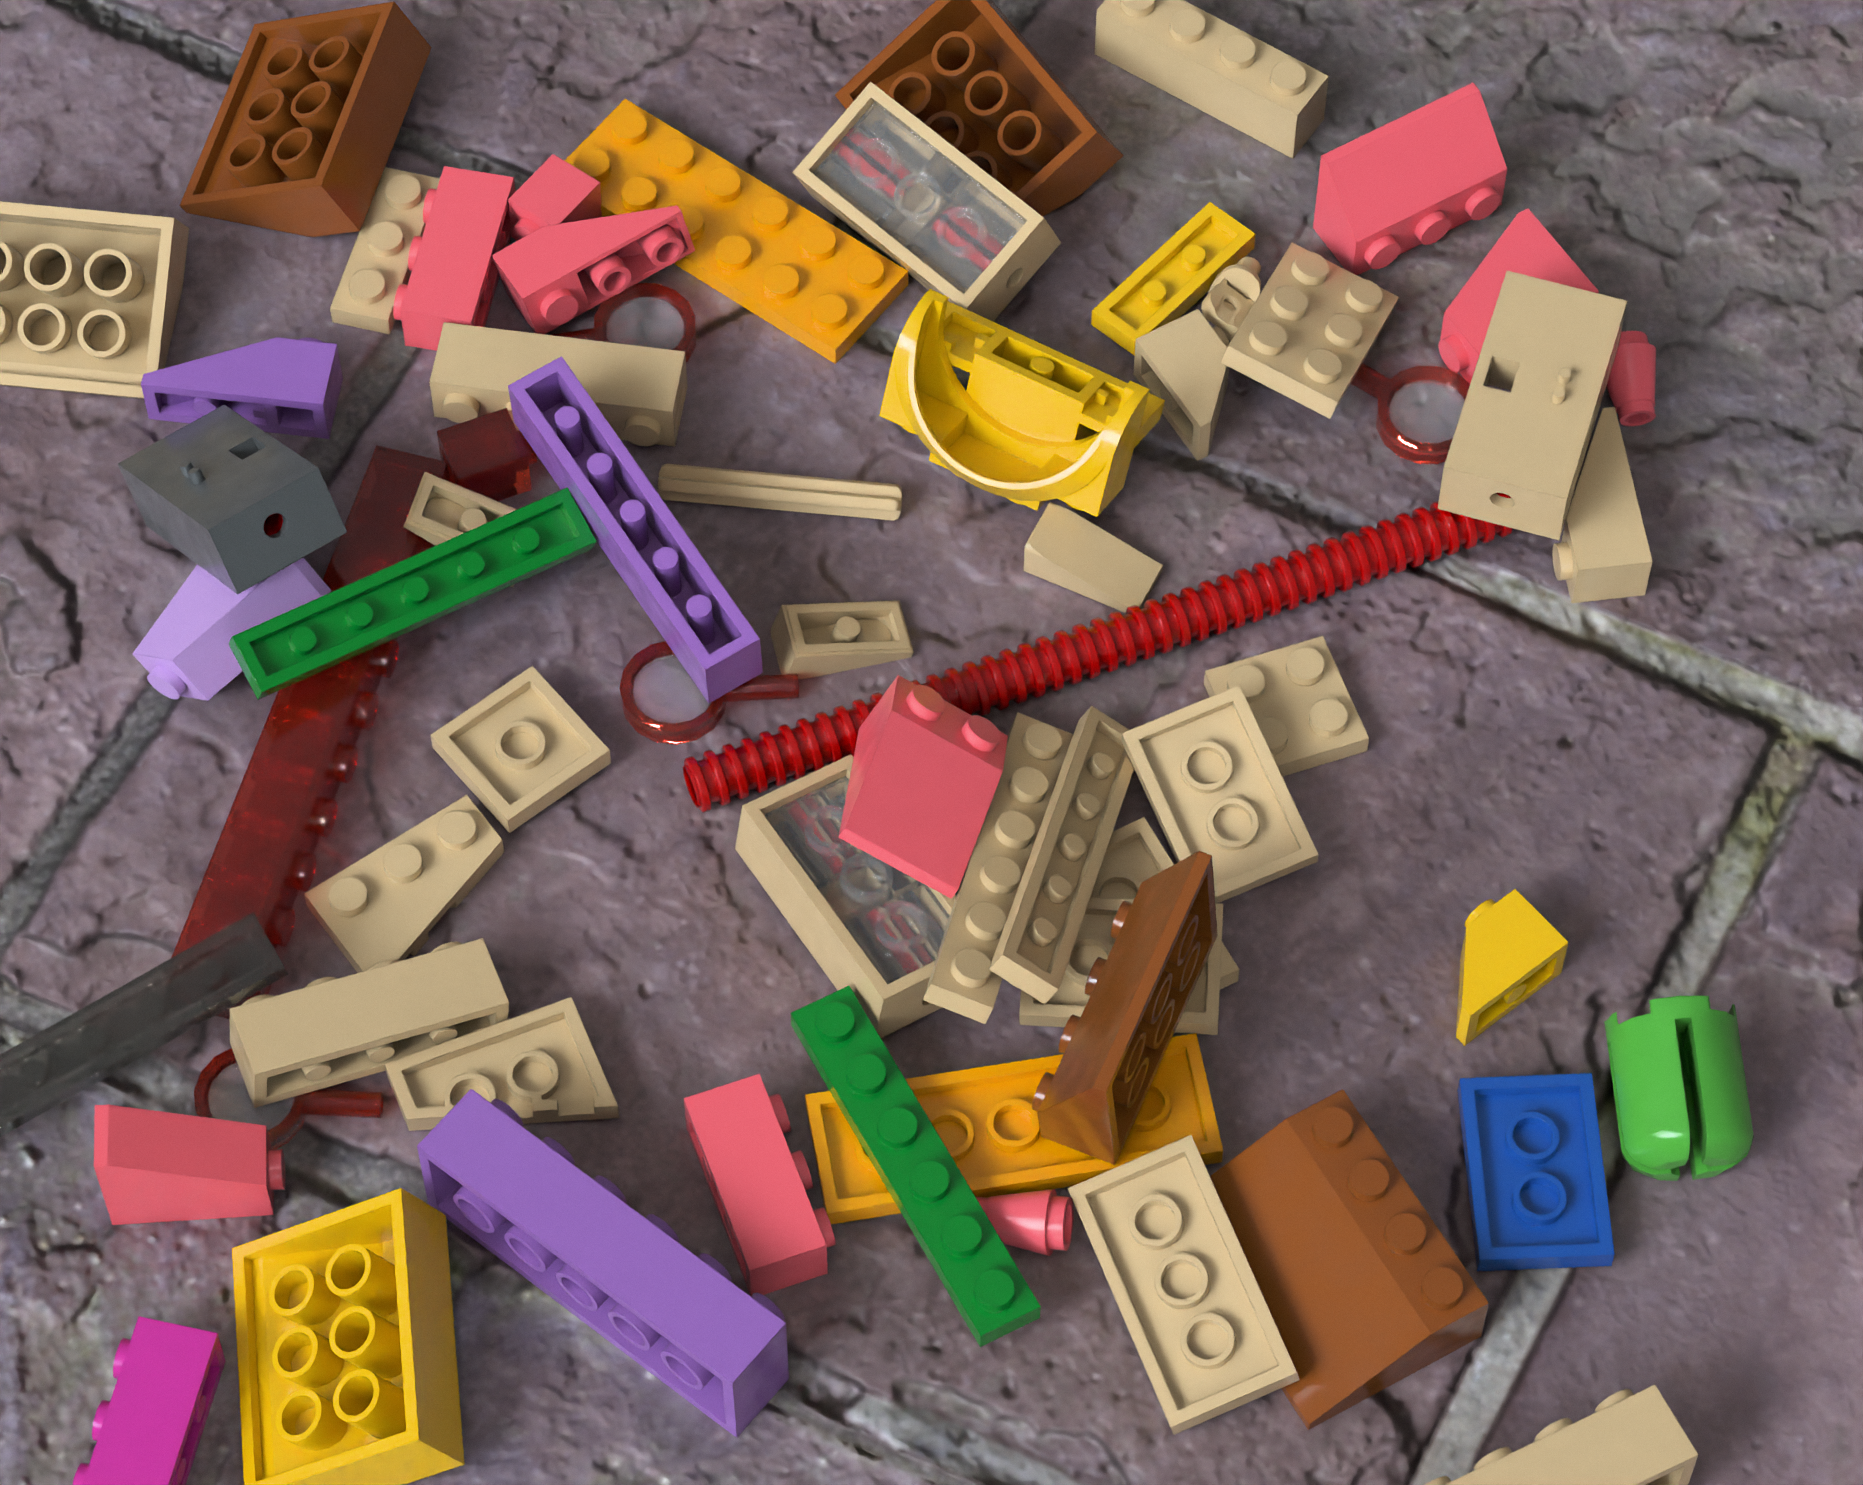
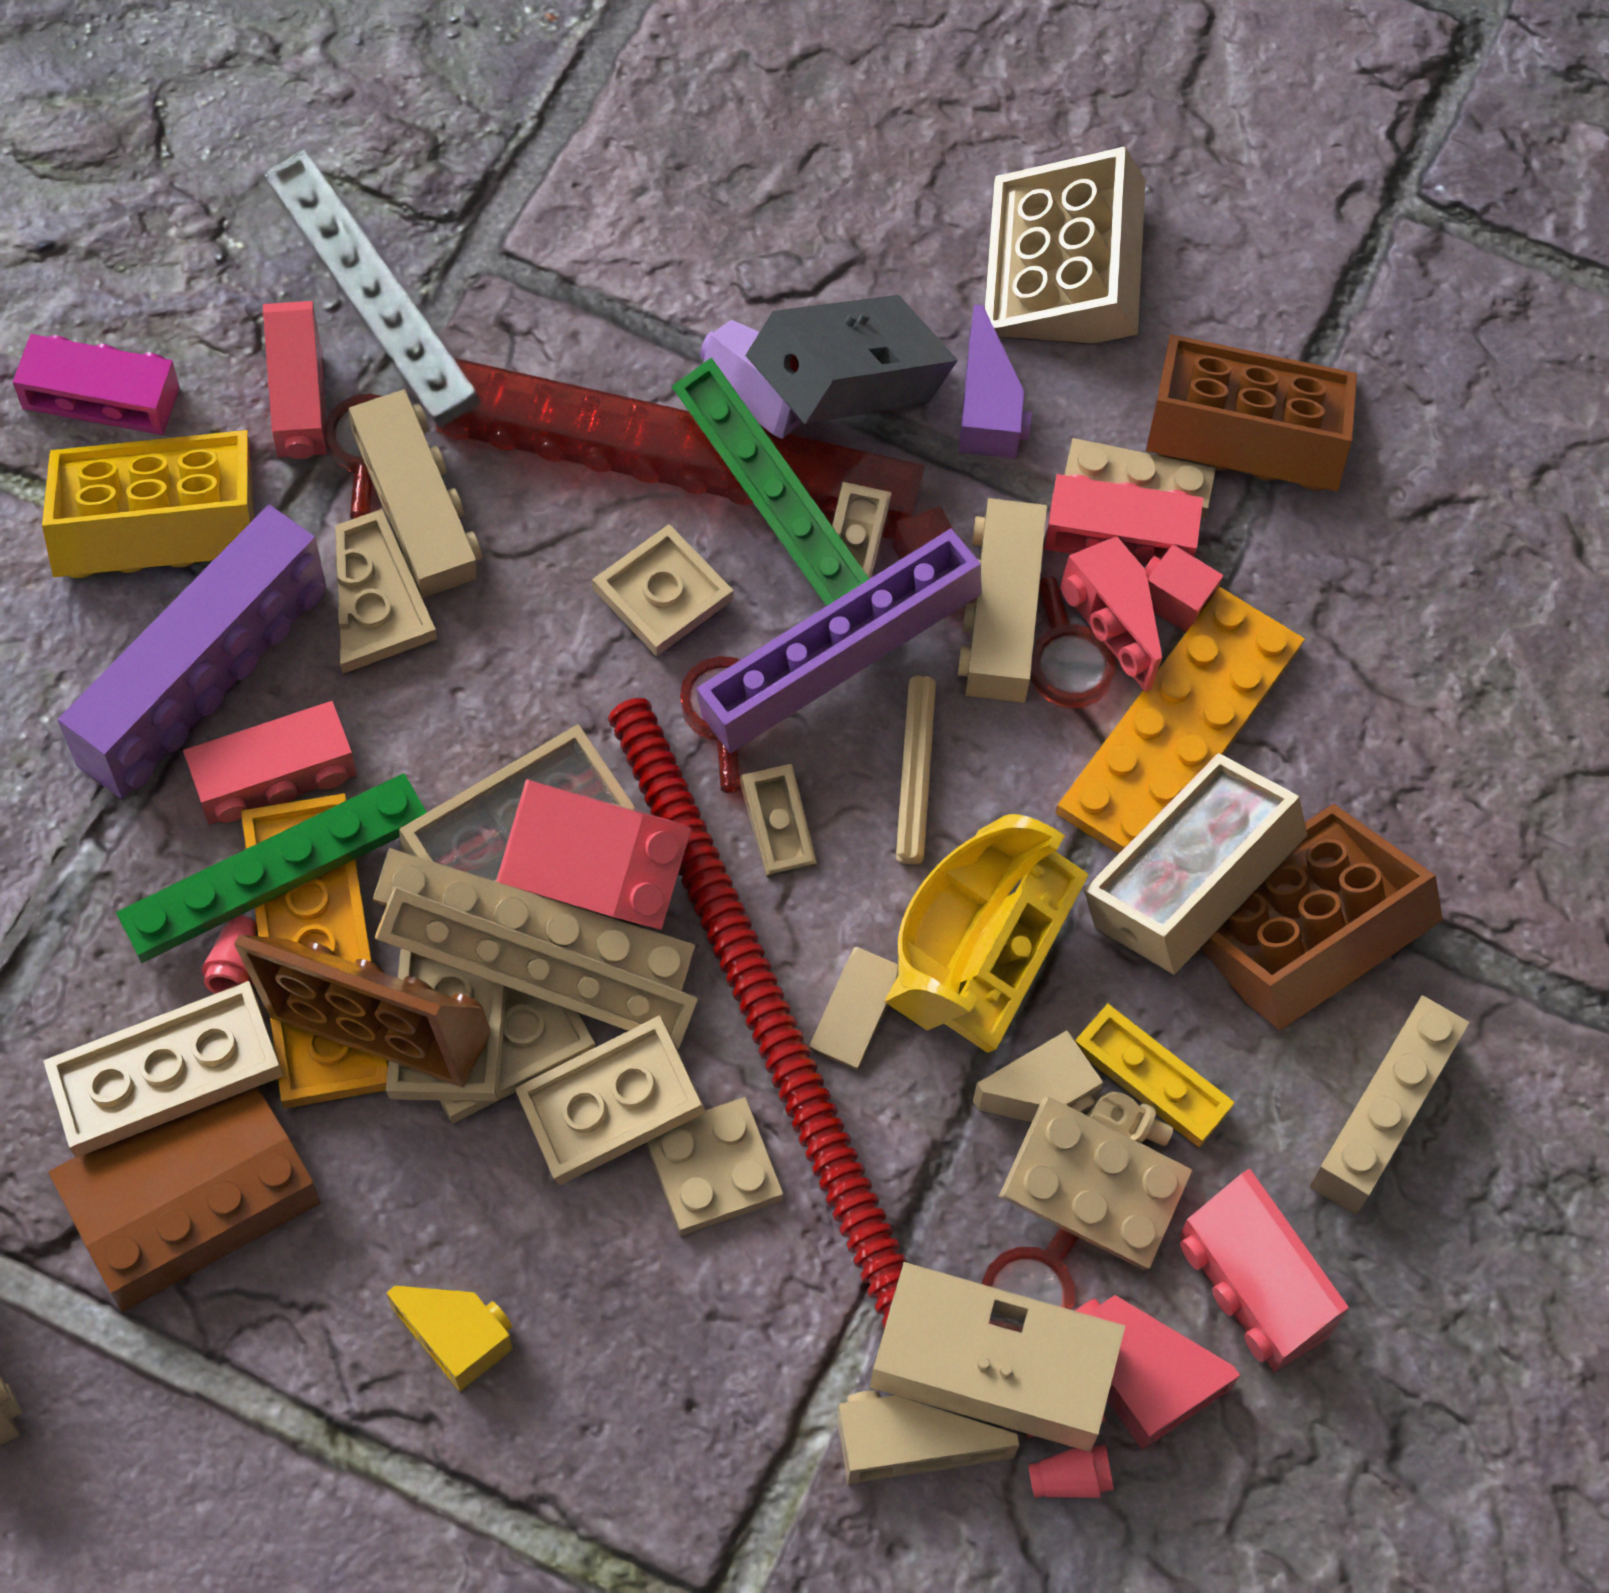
camera: 85 degrees right, 5 degrees up
(404, 888) = (544, 520): tan wing -> none
(1535, 1172) = (256, 1353): blue plate -> none
(1680, 1088) = (313, 1470): bright green cylinder -> none

